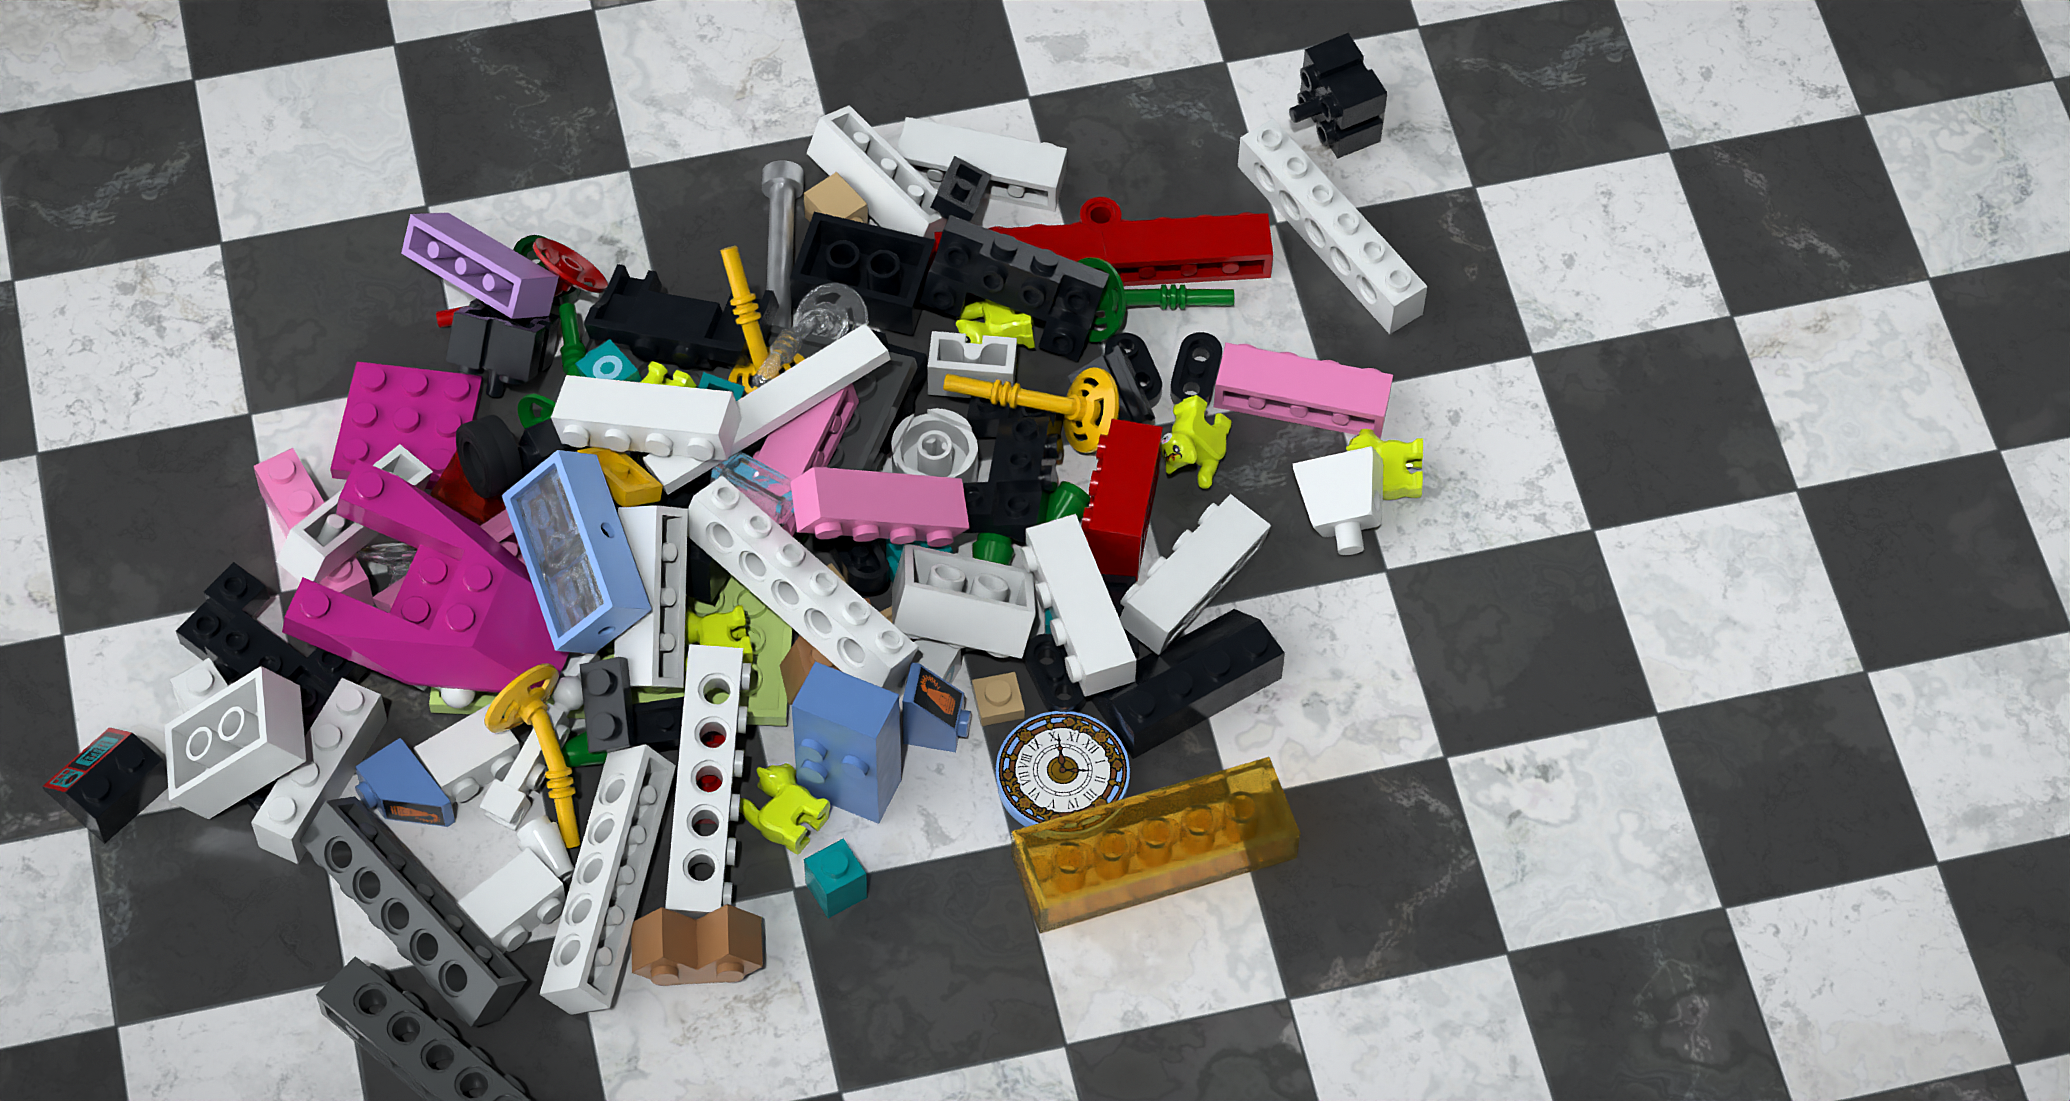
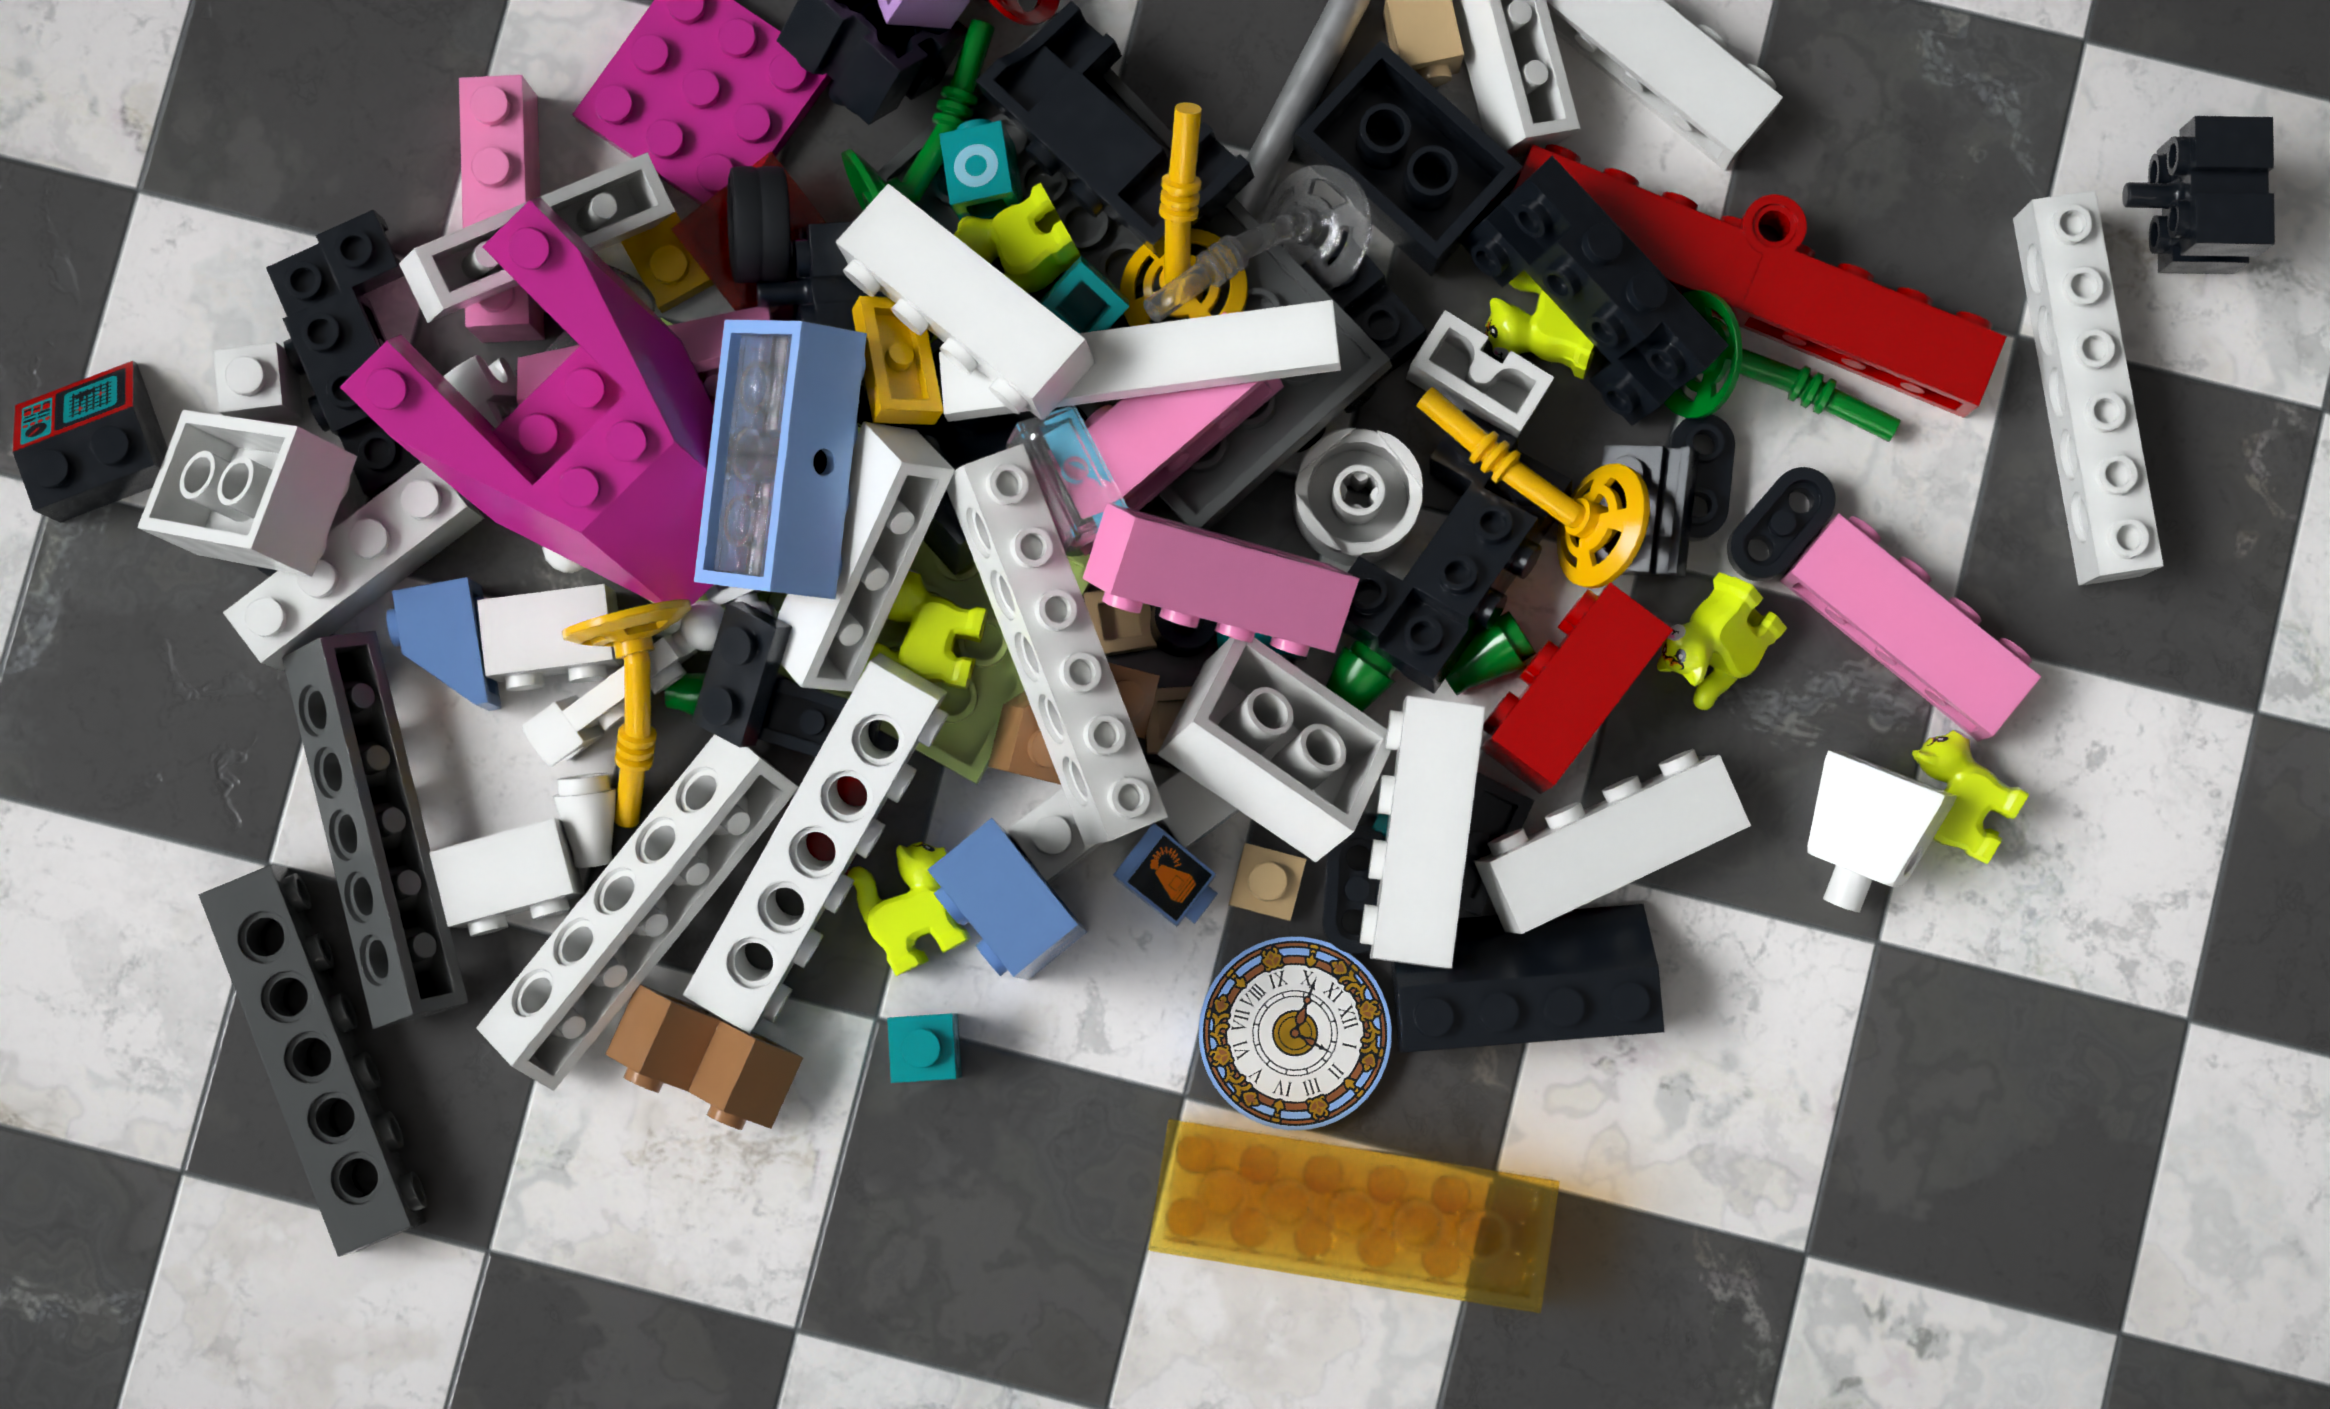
camera: 35 degrees right, 25 degrees up
(960, 190) = (1596, 105): black plate -> none

